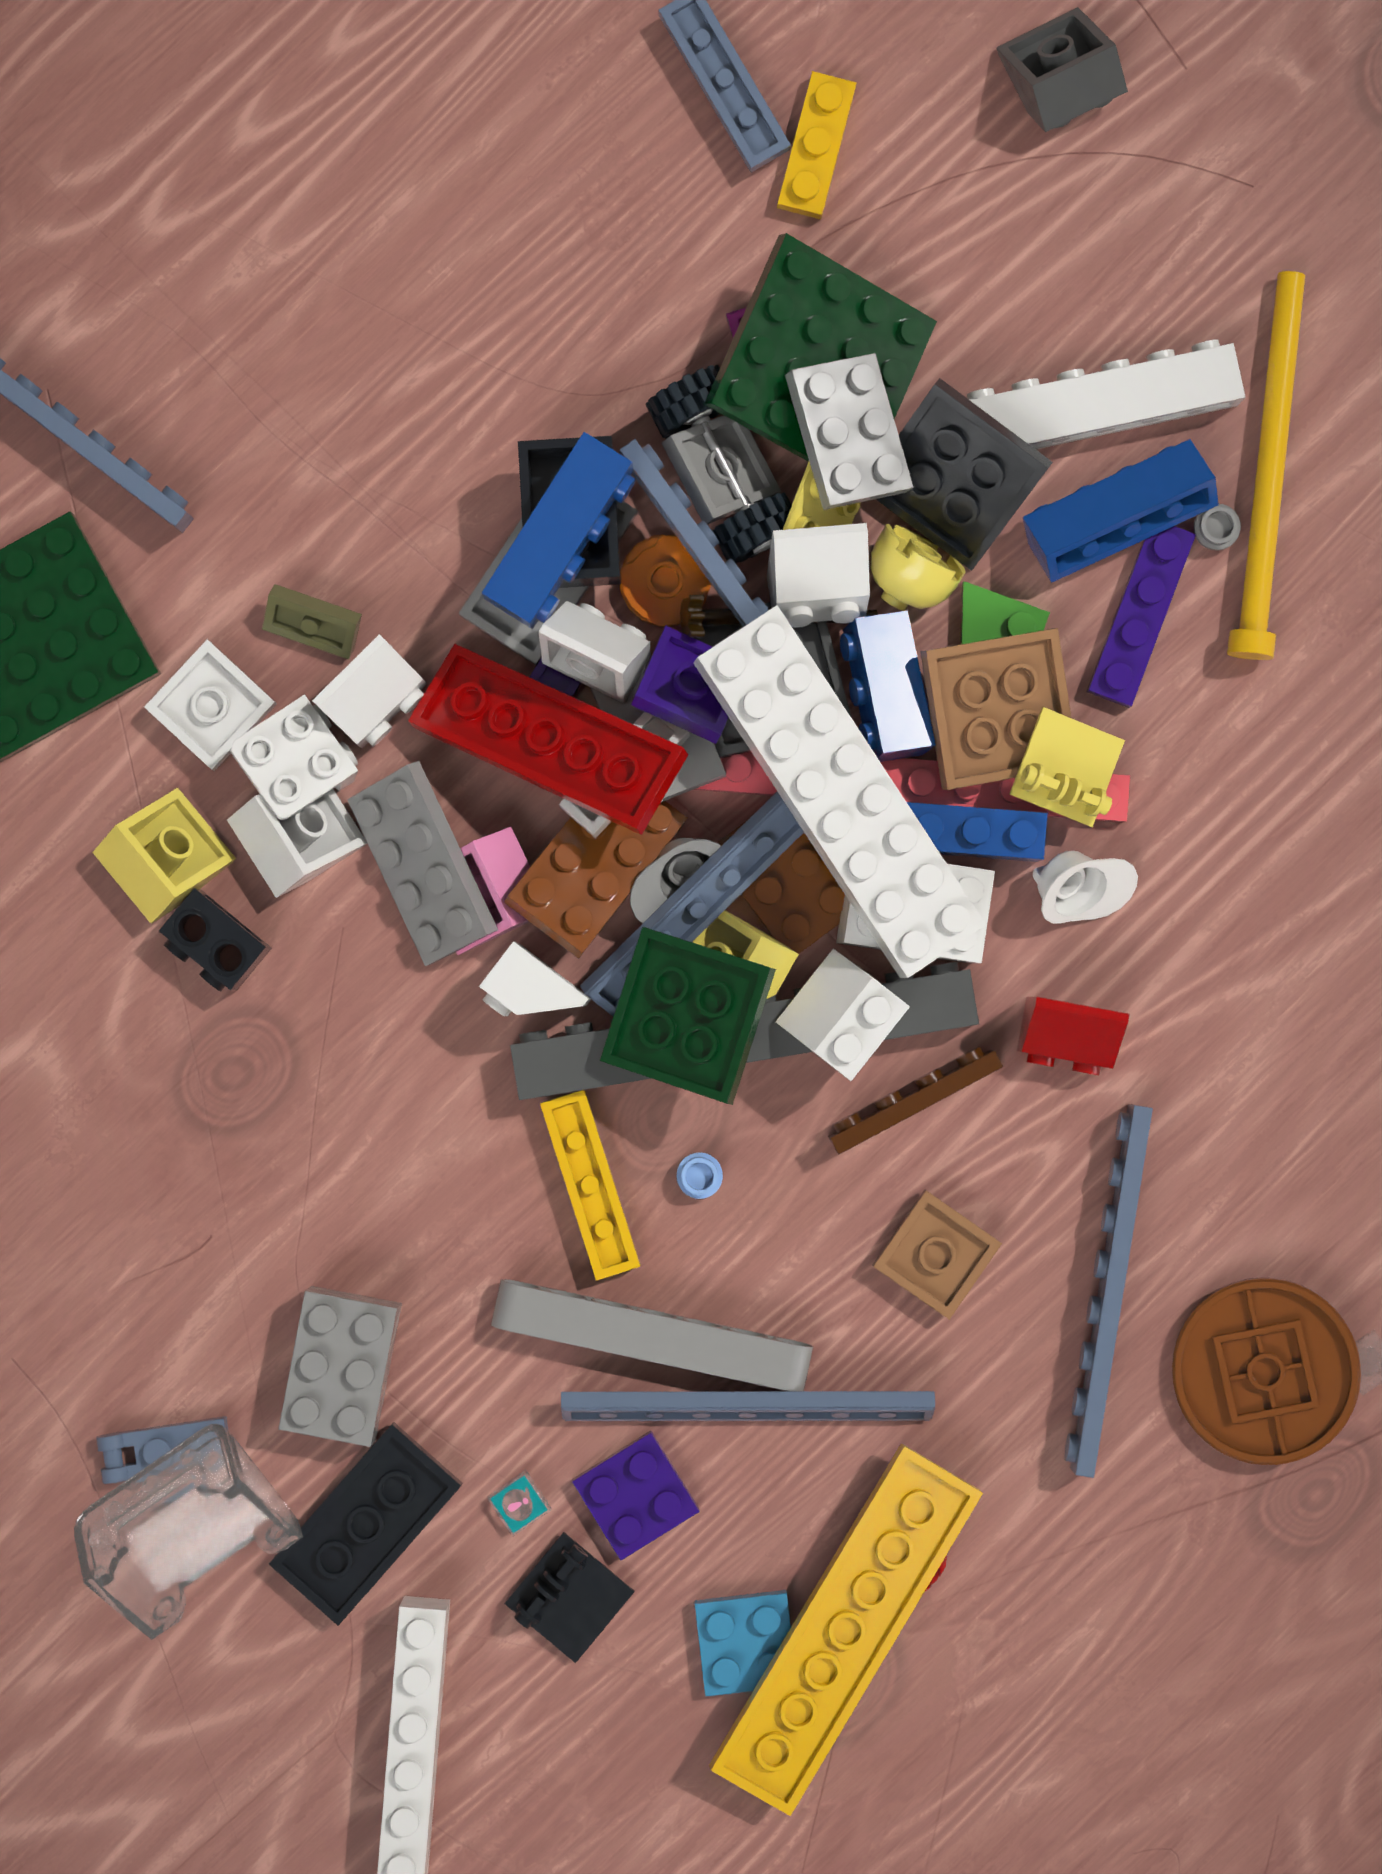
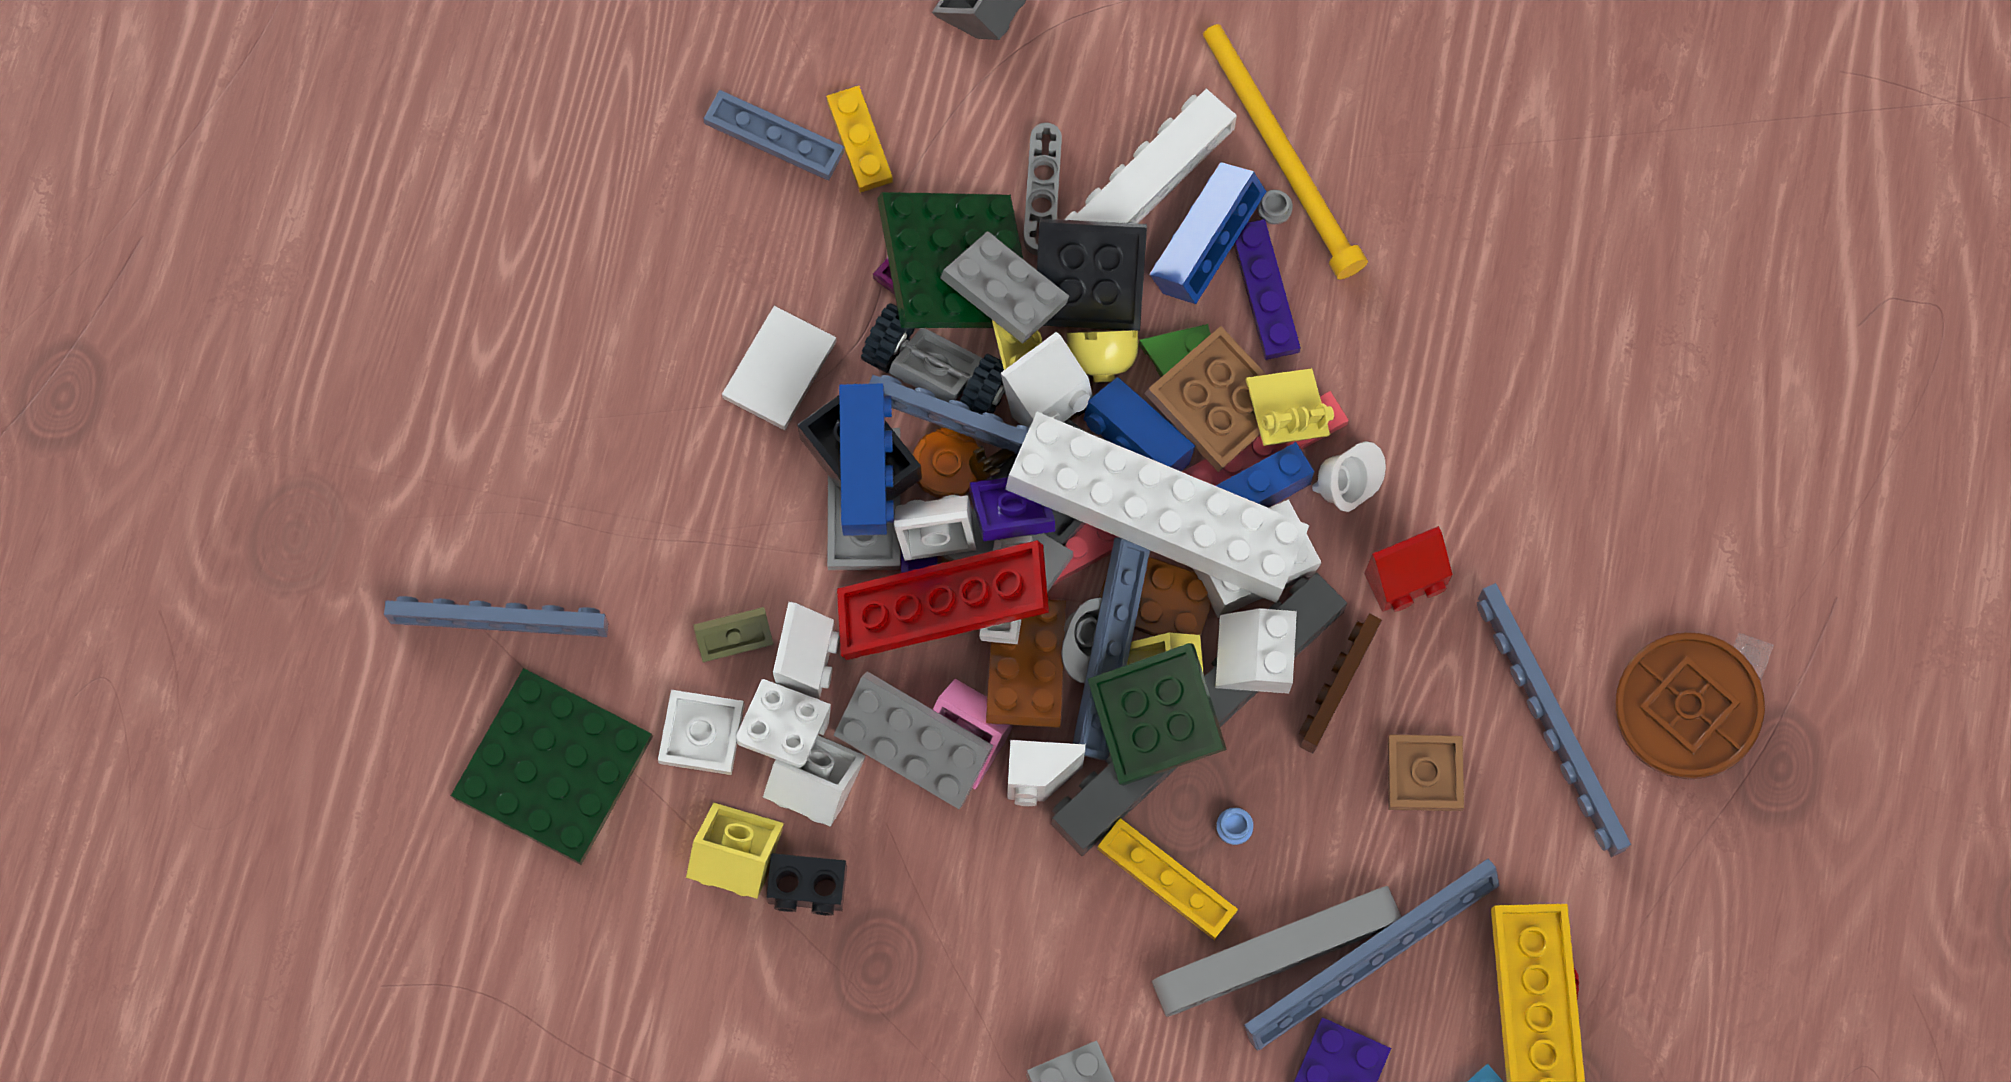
camera: 35 degrees left, 15 degrees down
(556, 353) = (779, 368): none -> white tile
(973, 334) = (1041, 188): none -> light grey beam

